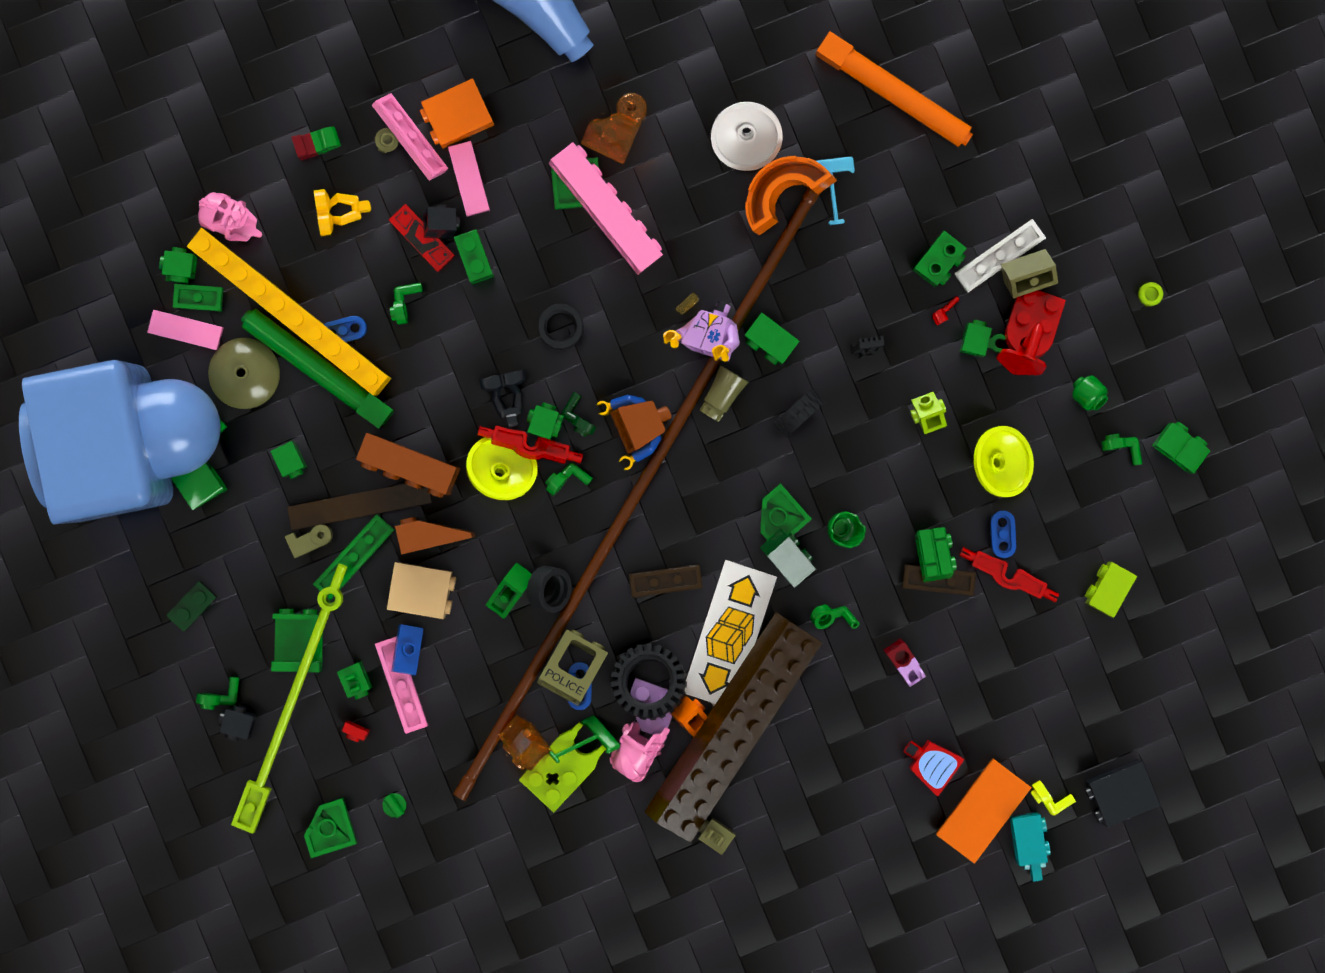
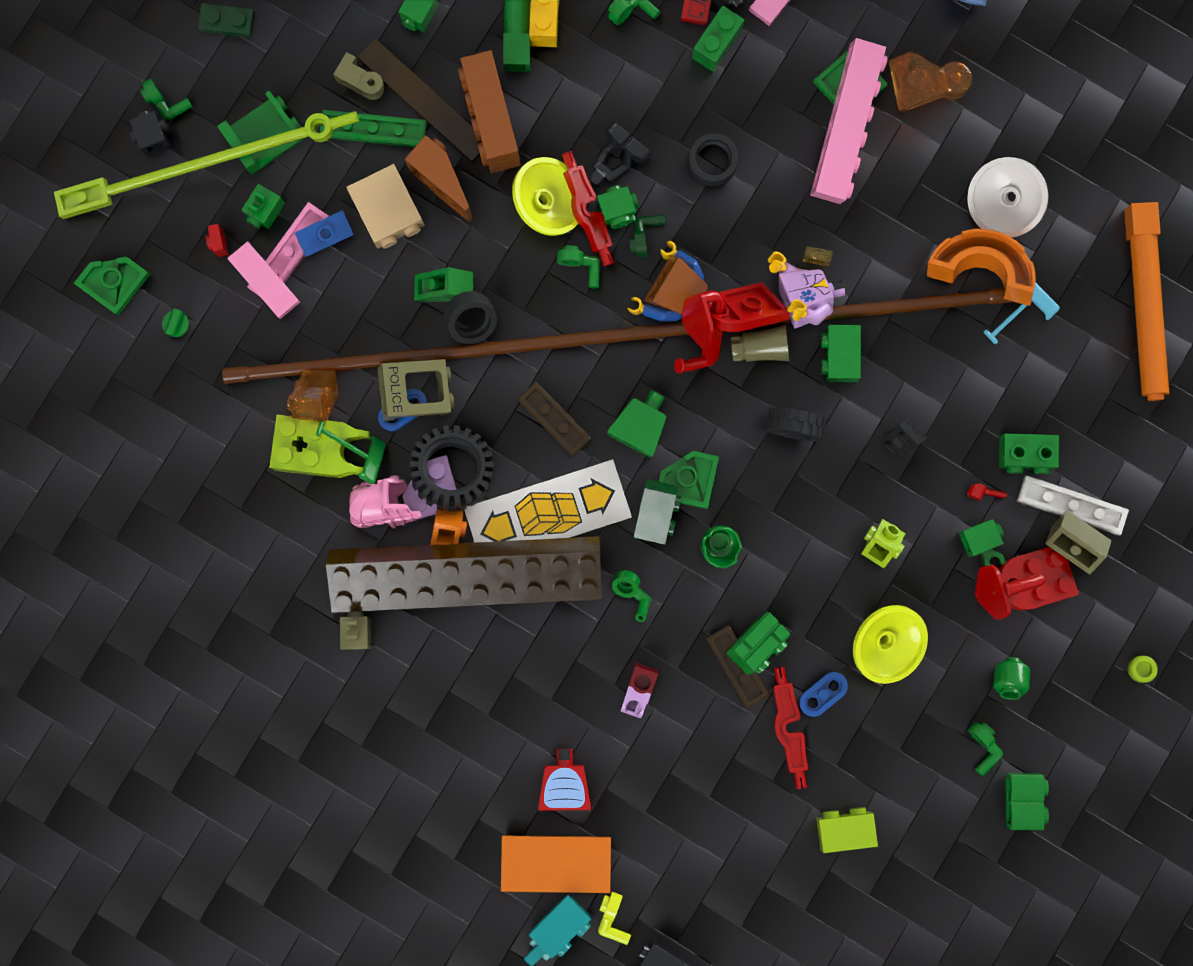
camera: 60 degrees right, 5 degrees down
(410, 718) = (263, 280): none -> bright pink tile
(684, 401) = (731, 310): none -> red plate
(716, 522) = (640, 424): none -> green torso

